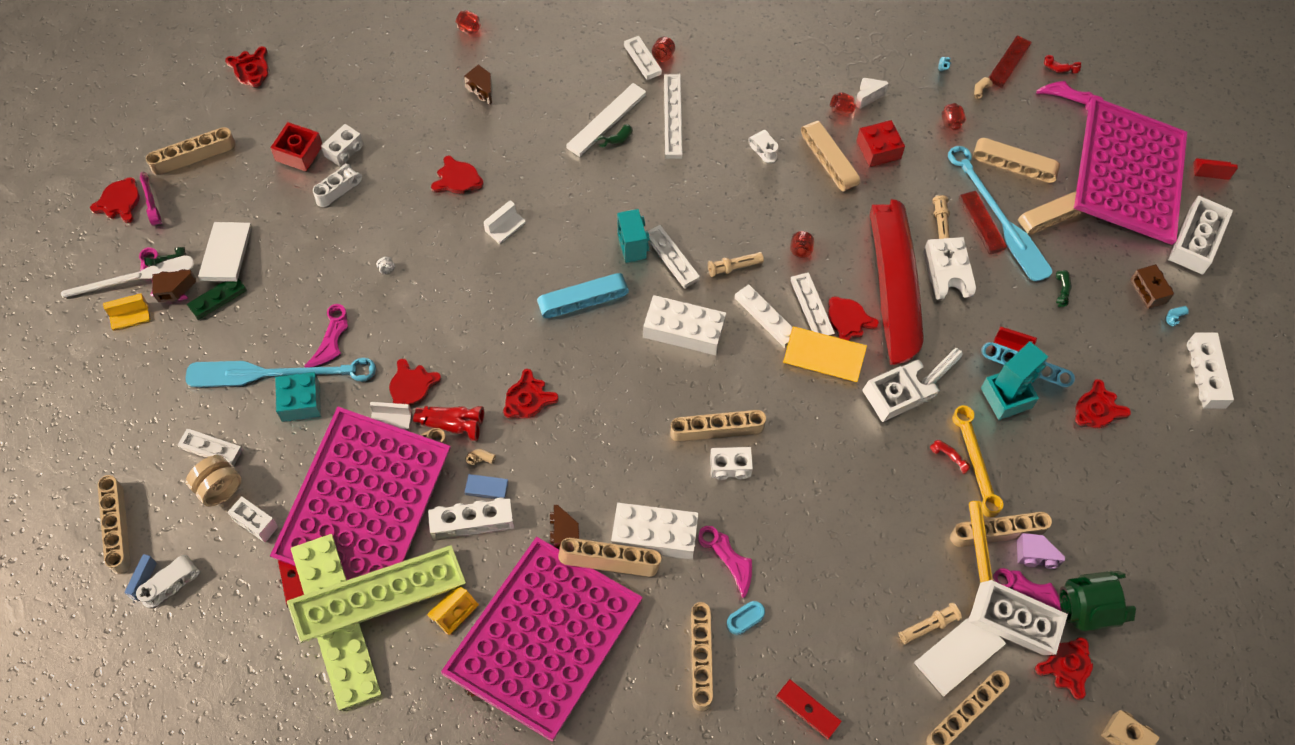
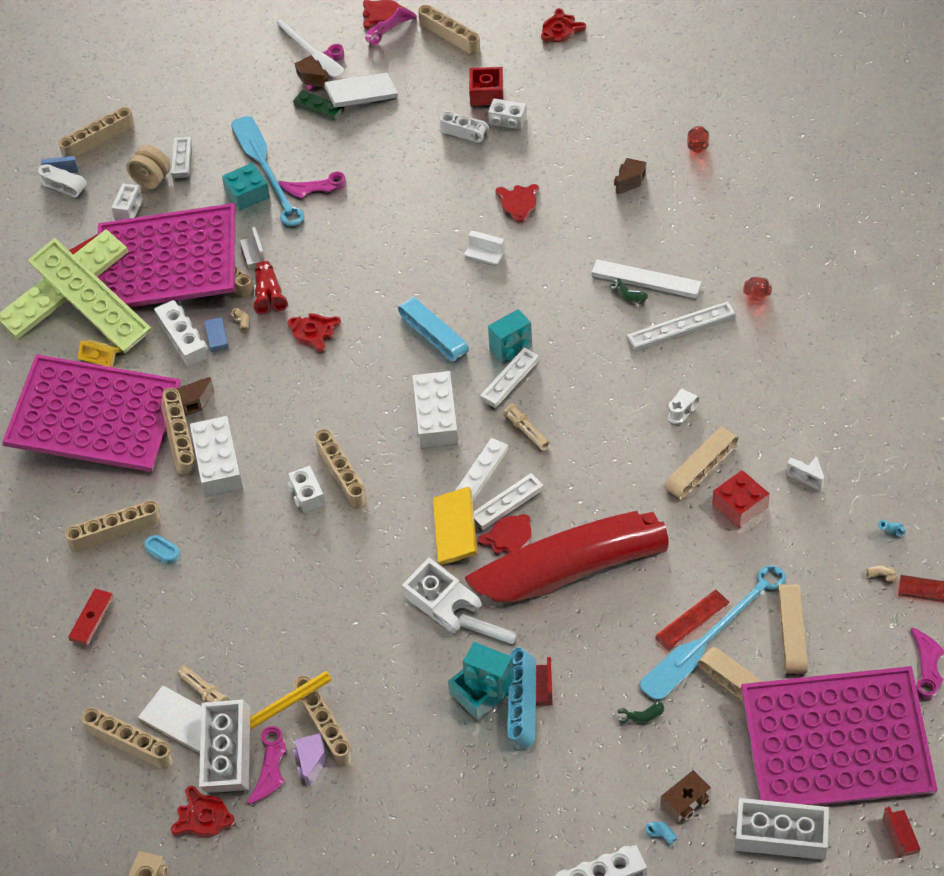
camera: 75 degrees right, 10 degrees down
(127, 311) = (280, 62): yellow panel -> none
(180, 251) = (326, 51): dark green arm -> none
(385, 265) = (398, 189): white bush -> none
(411, 385) = (291, 251): red tile -> none
(642, 57) = (736, 278): white plate -> none
(739, 566) = (210, 528): dark pink piece -> none
(802, 244) = (575, 471): clear red head -> none
(842, 104) = (775, 452): clear red head -> none
(939, 445) = (394, 649): red arm -> none
(941, 207) = (679, 578): tan pin -> none
(949, 266) = (609, 599): white brick -> none
(953, 116) = (818, 554): clear red head -> none
(977, 461) = (393, 685): yellow piece -> none
(1095, 601) = (267, 810): dark green piece -> none
(1098, 407) = (505, 780): red tile -> none

